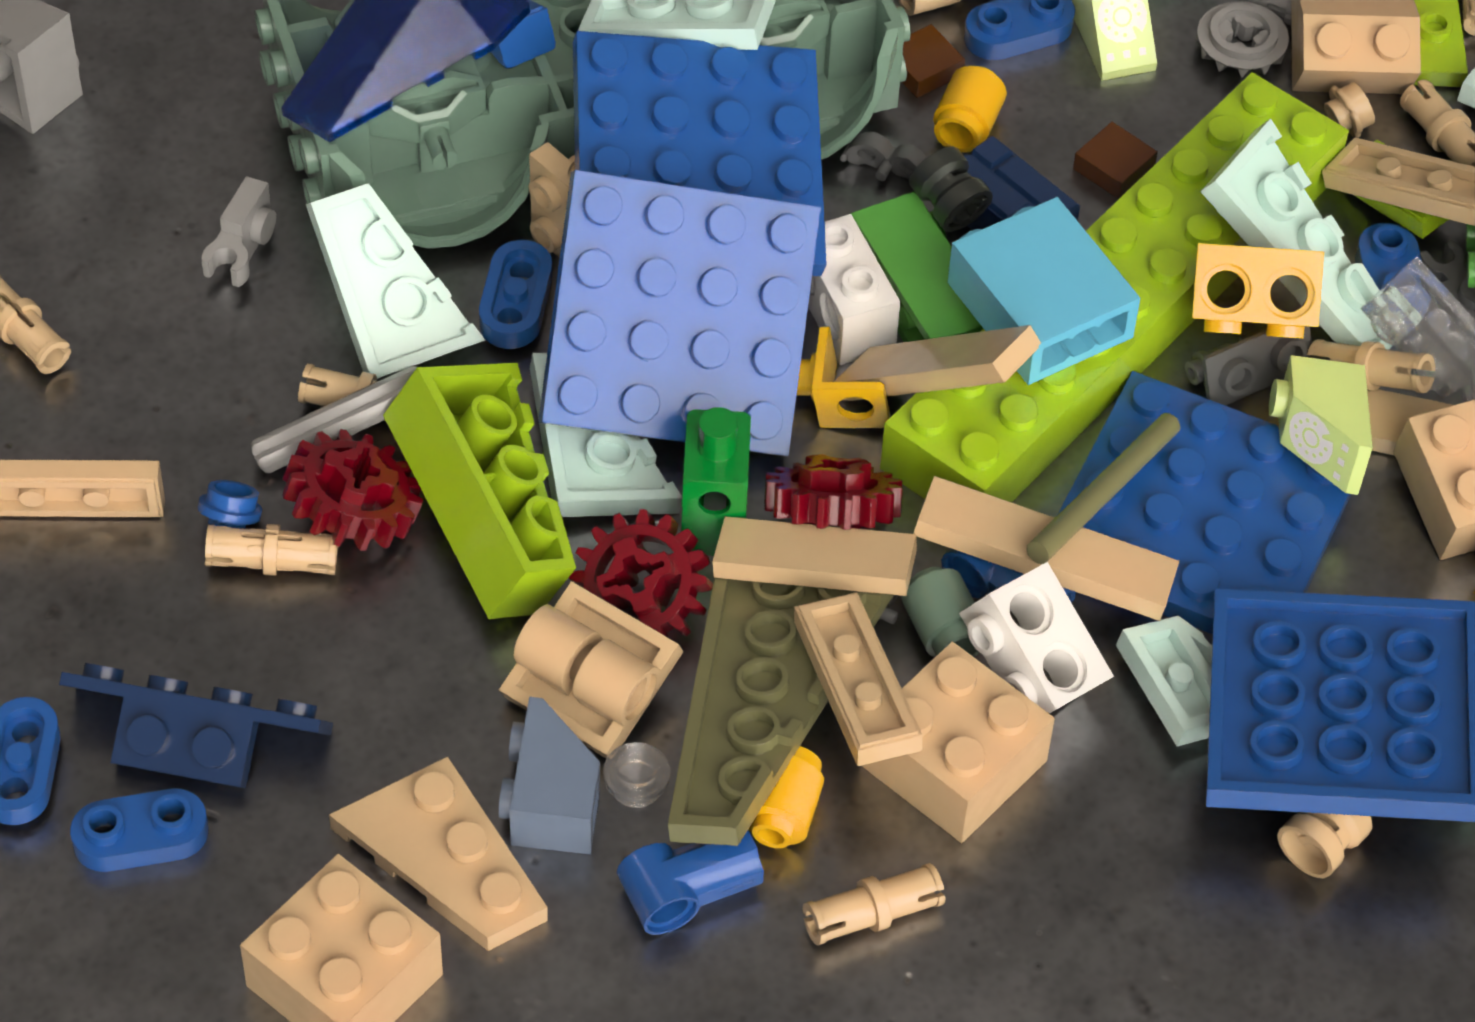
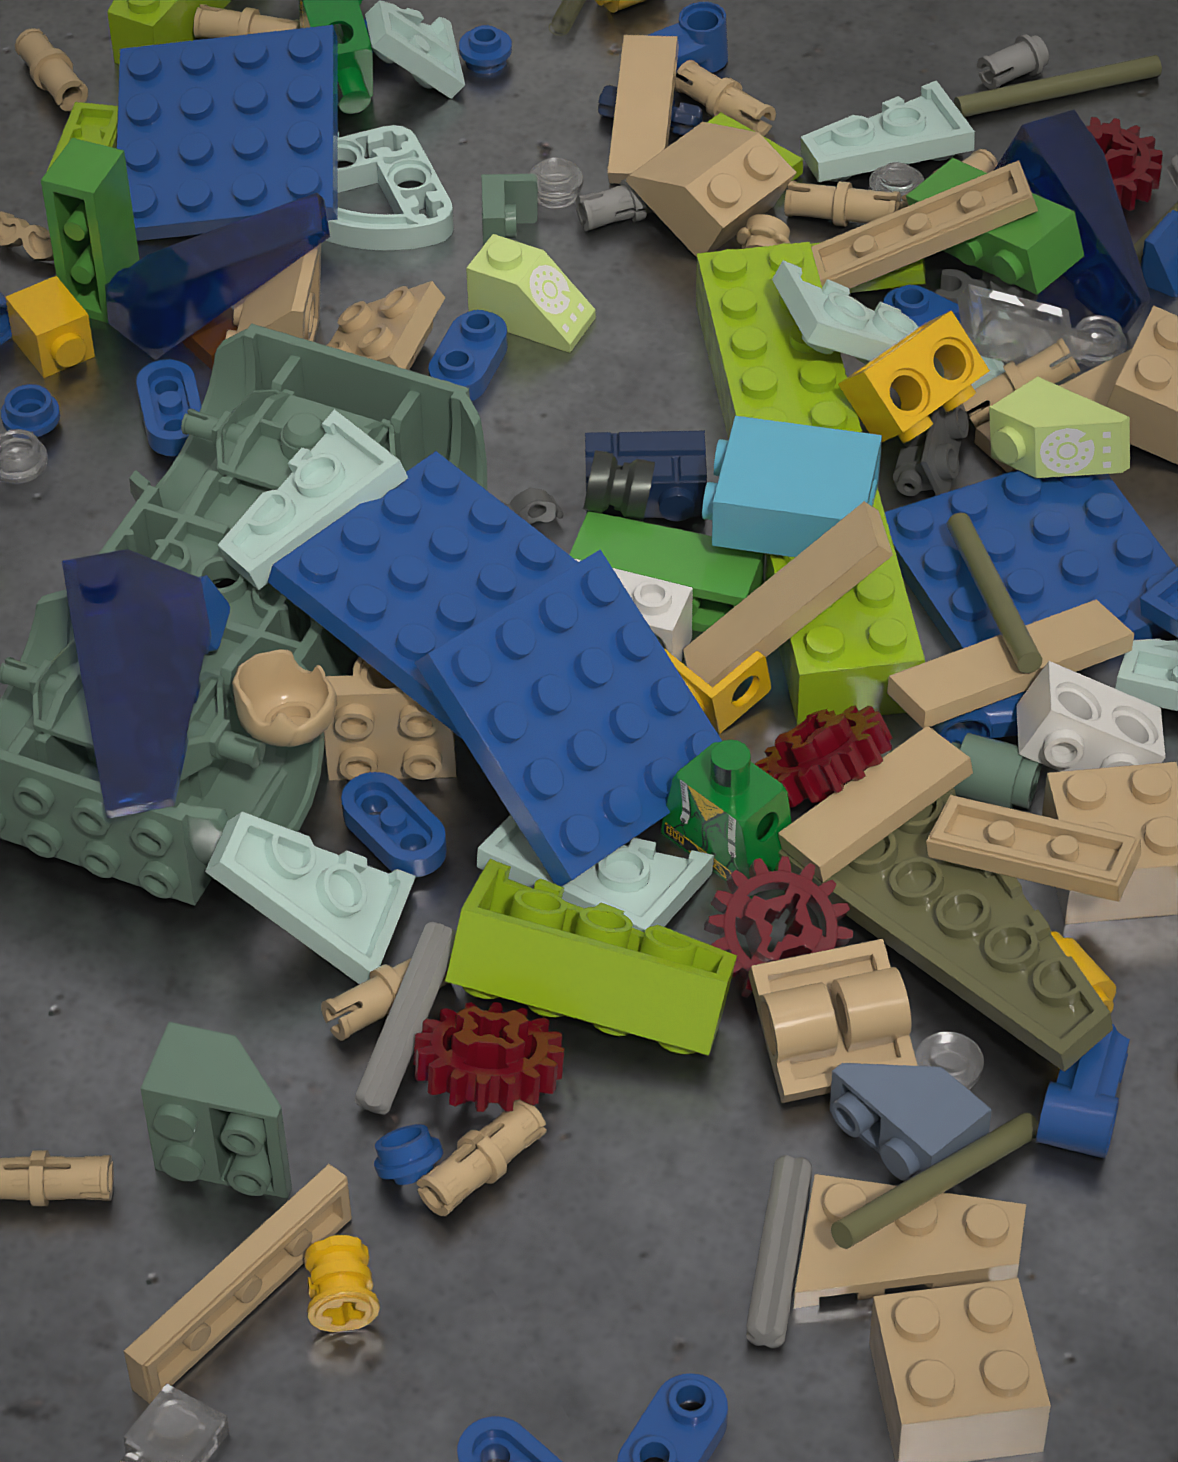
camera: 45 degrees left, 5 degrees down
(84, 544) = (340, 1284): none -> yellow bush
(138, 365) = (214, 1114): none -> sand green slope
(186, 733) = (614, 1337): dark blue bracket -> none
(244, 226) = (122, 949): light grey plate -> none
(314, 804) = (779, 1252): none -> light grey axle
(489, 131) = (282, 700): none -> tan hair
(495, 829) = (934, 1181): none -> olive bar
(969, 108) = (526, 435): yellow brick -> none
(1114, 159) = (660, 394): reddish brown tile -> none
(1247, 22) = (614, 237): light grey gear -> none

